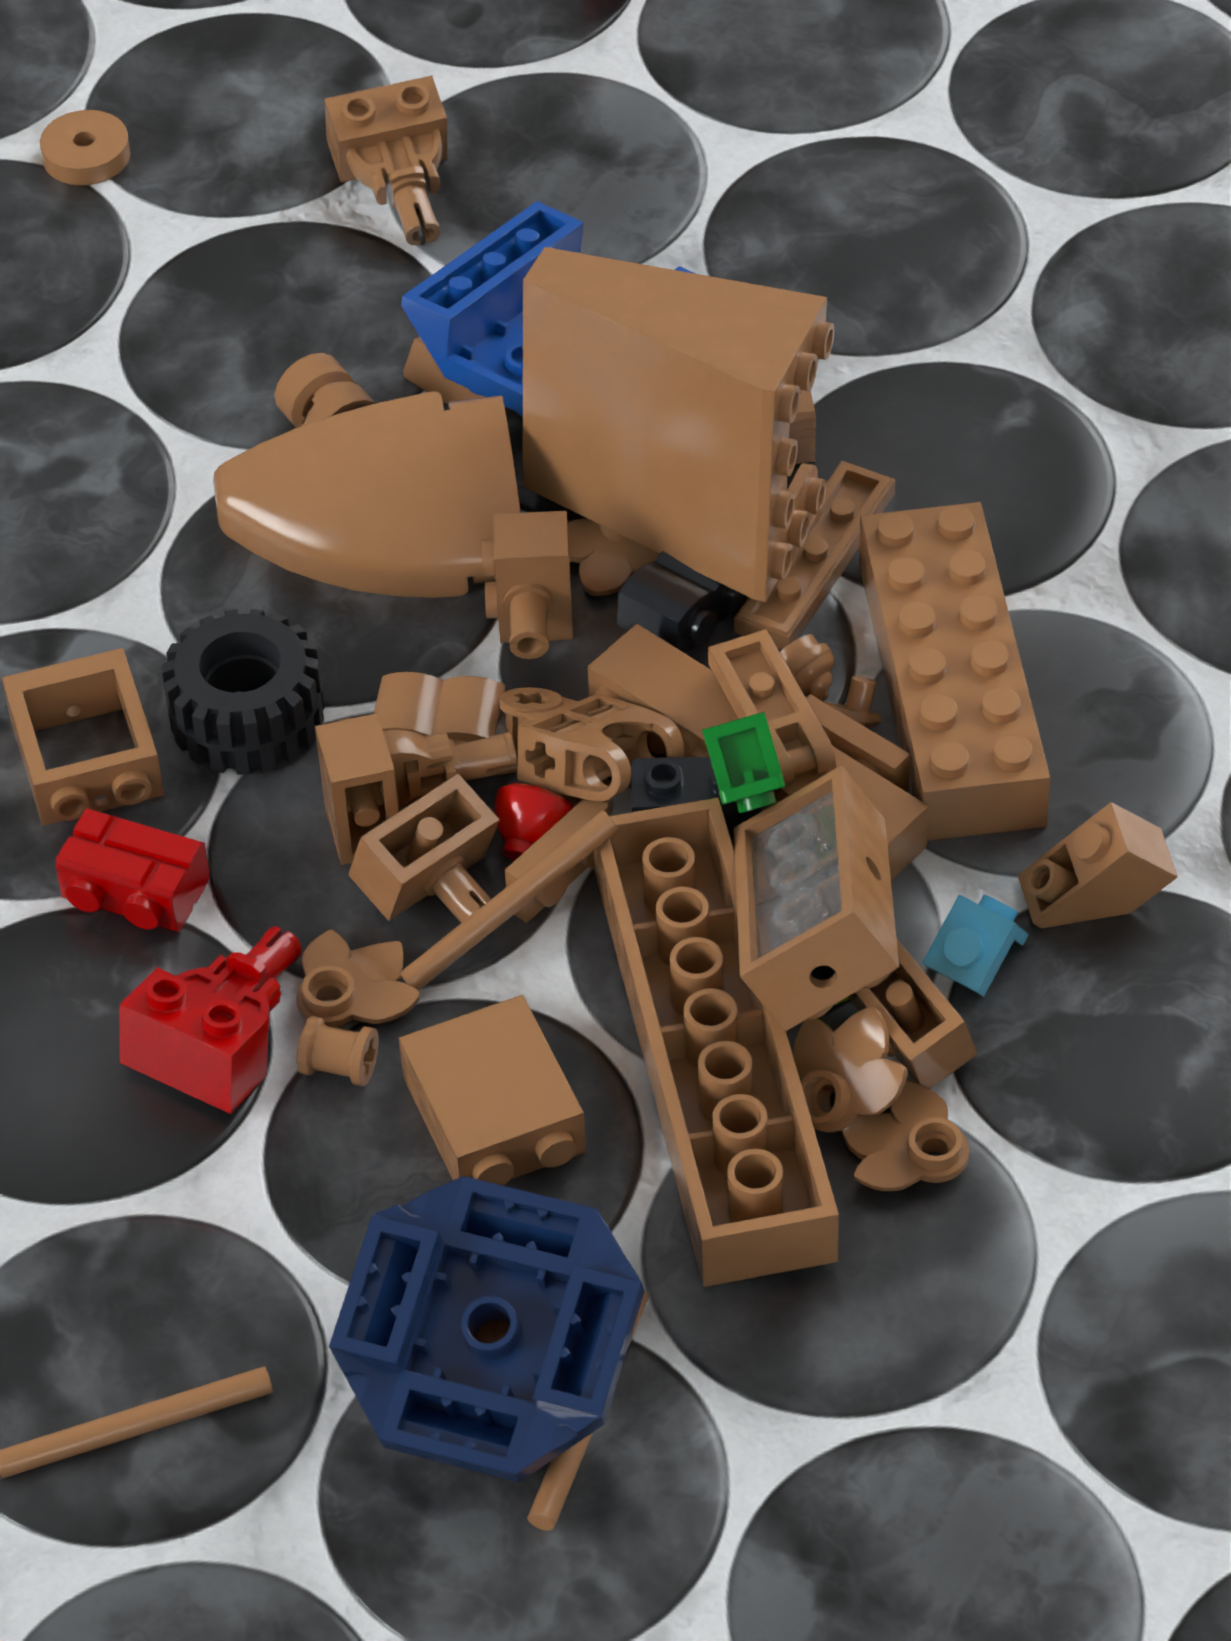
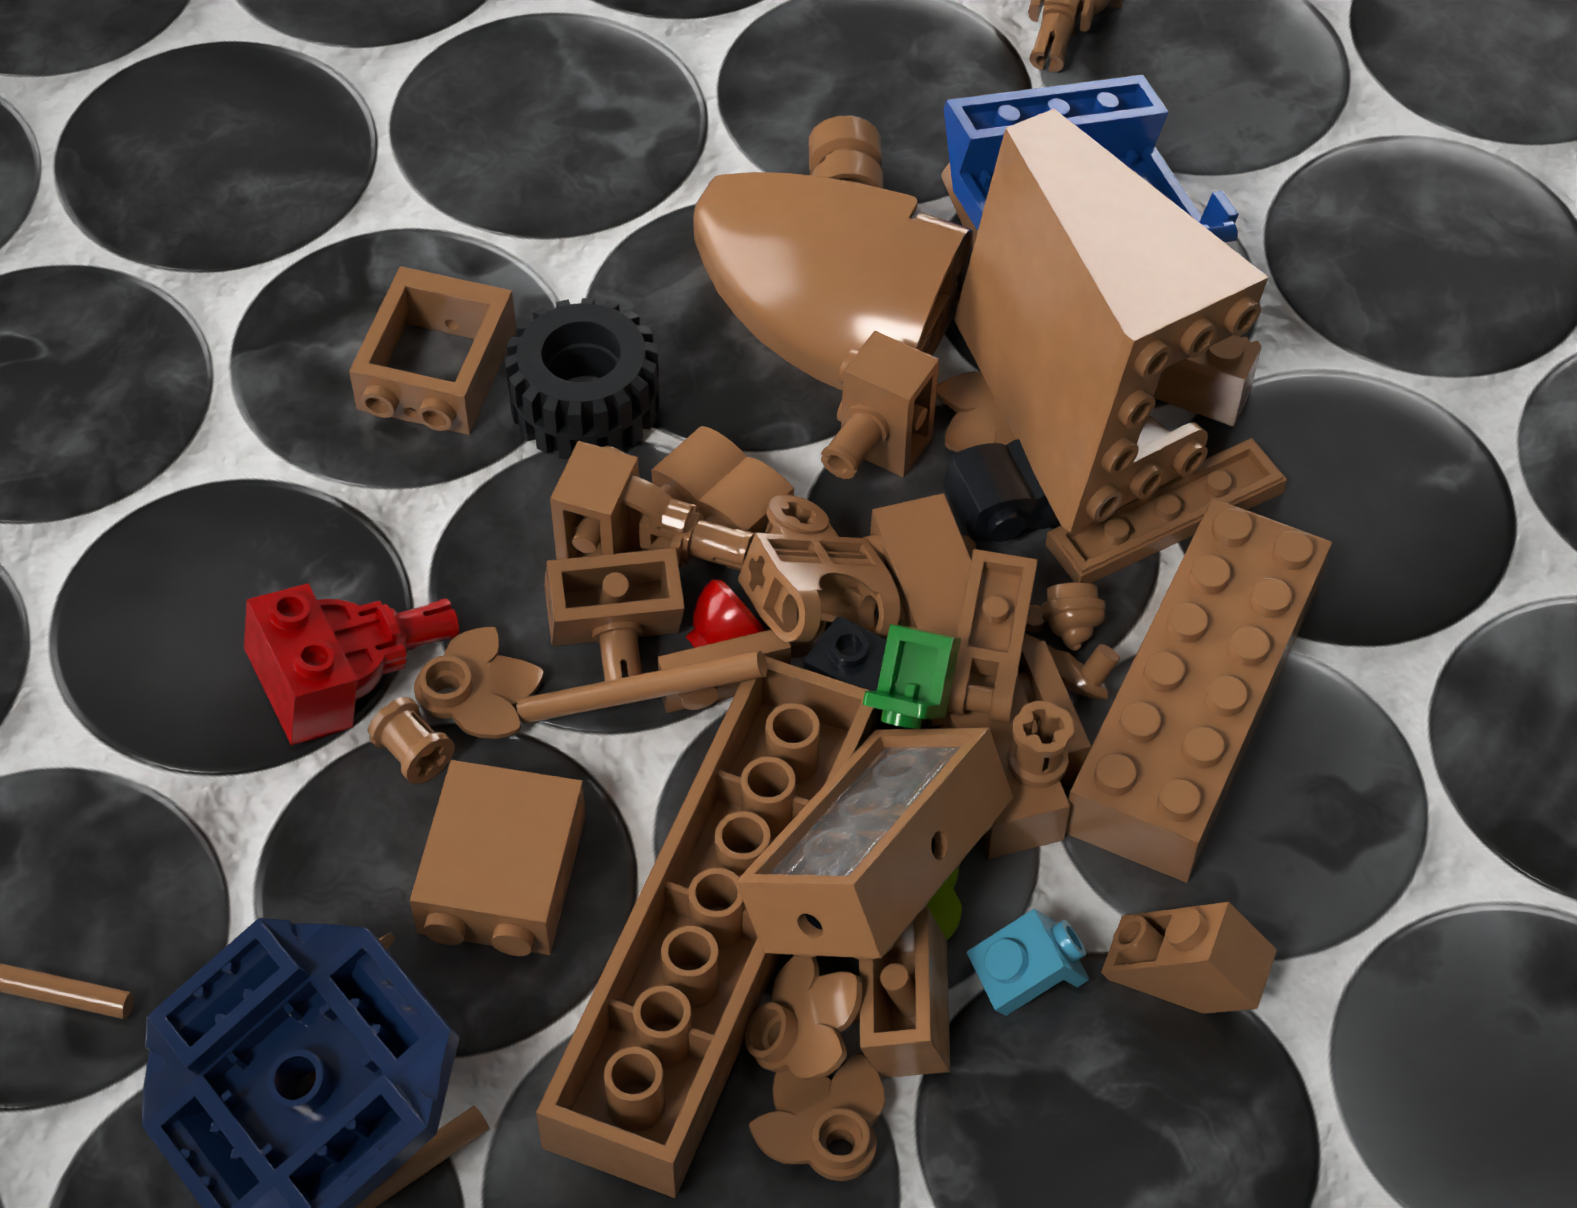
camera: 30 degrees right, 5 degrees up
(132, 871) = (378, 487): red brick -> none
(878, 761) = (1050, 741): none -> medium nougat bush

